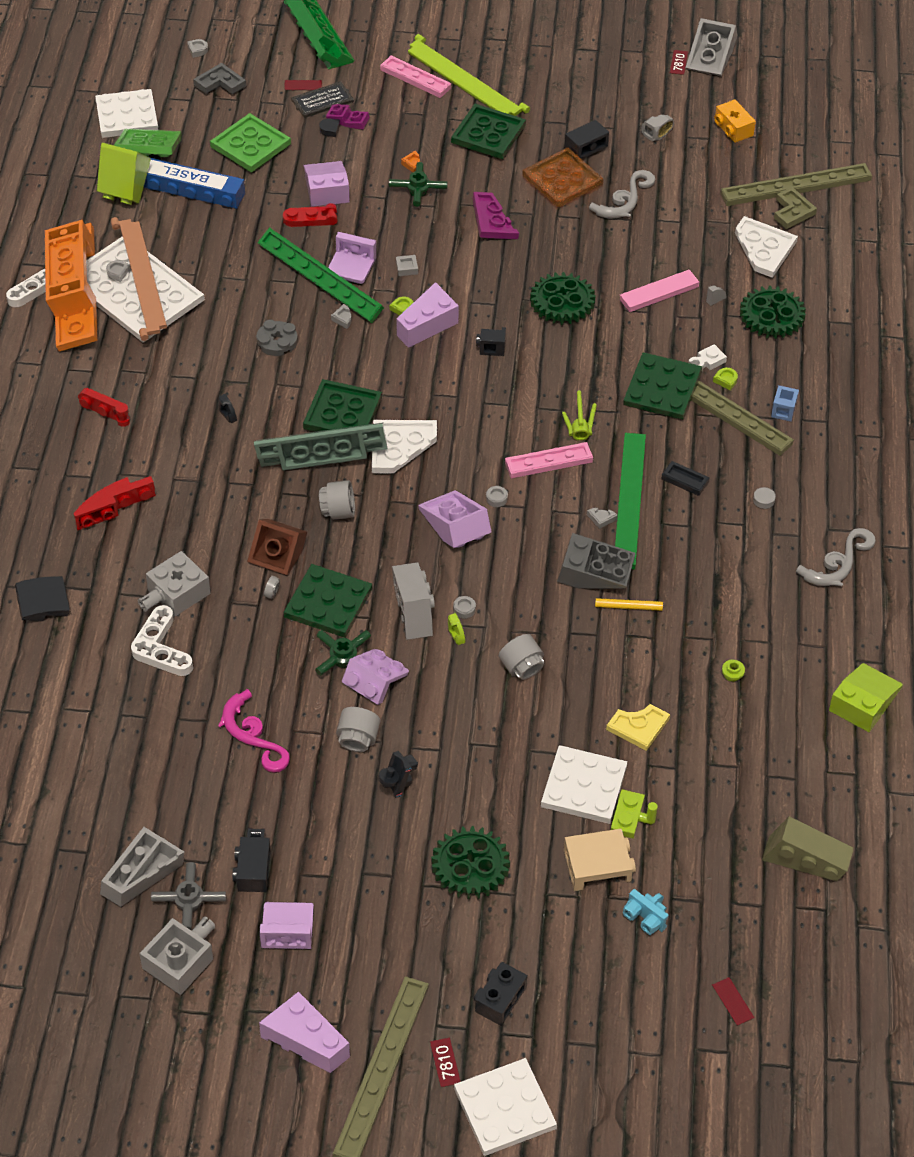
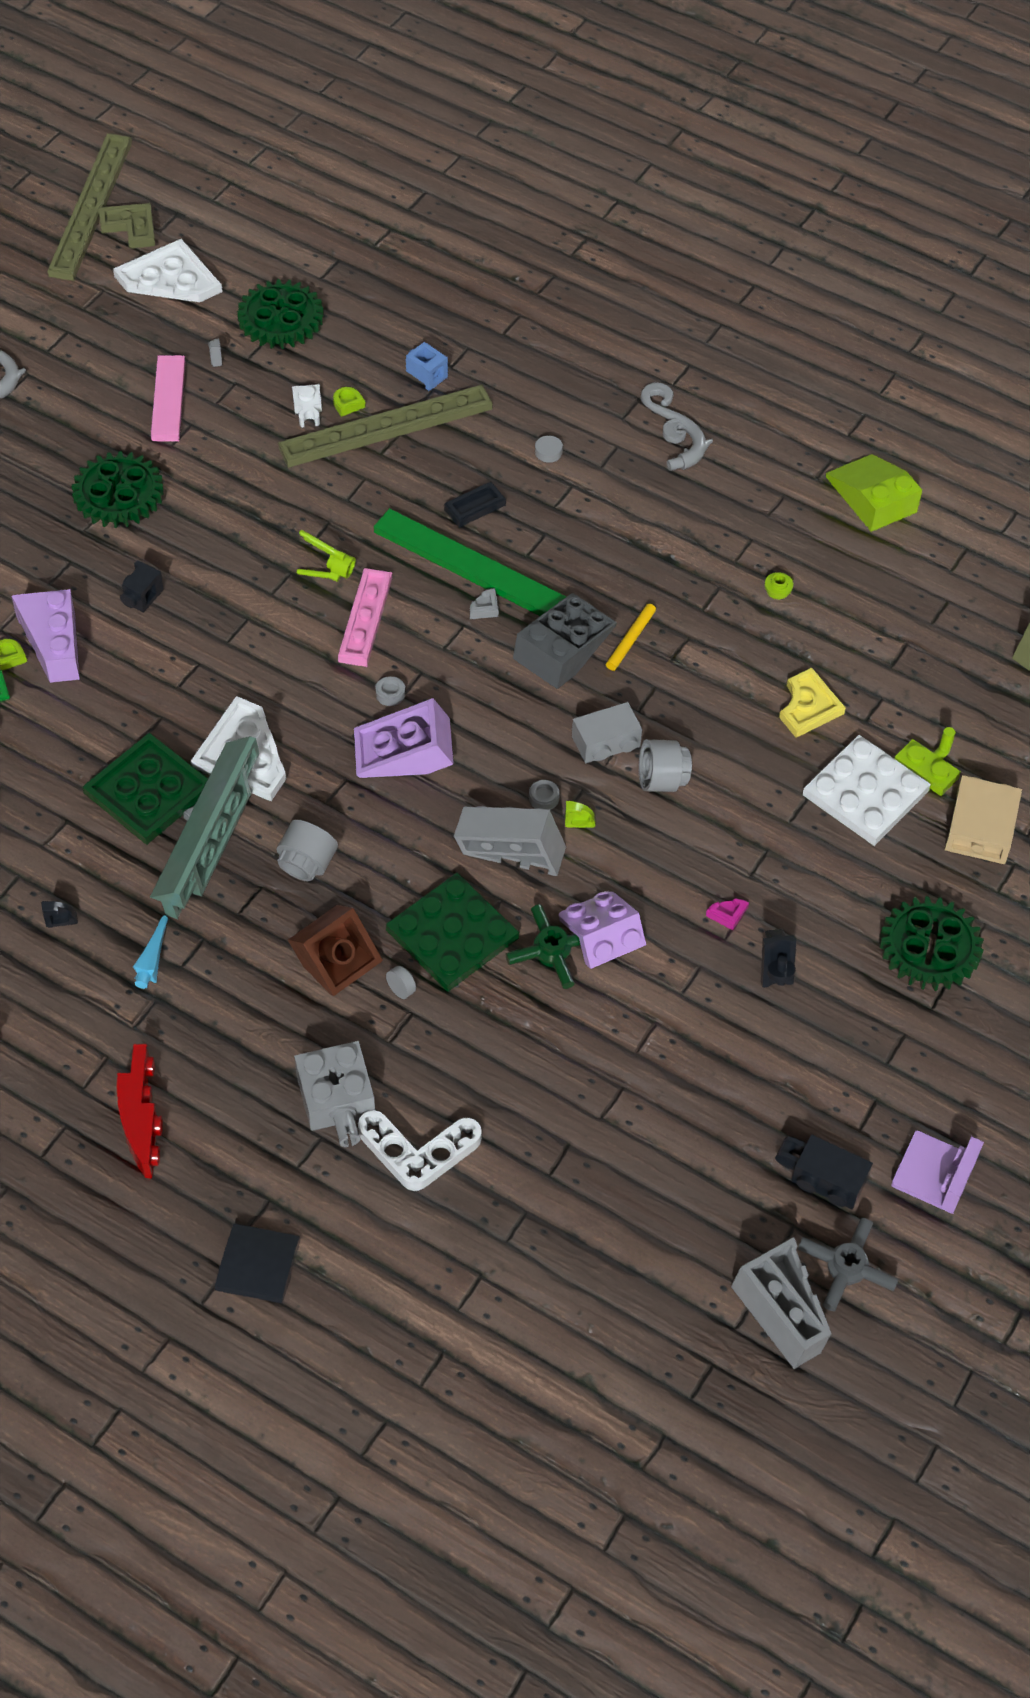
camera: 65 degrees left, 5 degrees up
(178, 954) = (938, 1305): light grey brick -> none
(219, 464) = (148, 962): none -> medium azure piece
(251, 737) = (607, 1089): dark pink plant -> none
(357, 729) = (686, 977): light grey piece -> none
(431, 741) = (727, 912): none -> dark pink tile
(533, 618) = (606, 732): none -> light grey piece
(662, 385) = (326, 459): dark green plate -> none

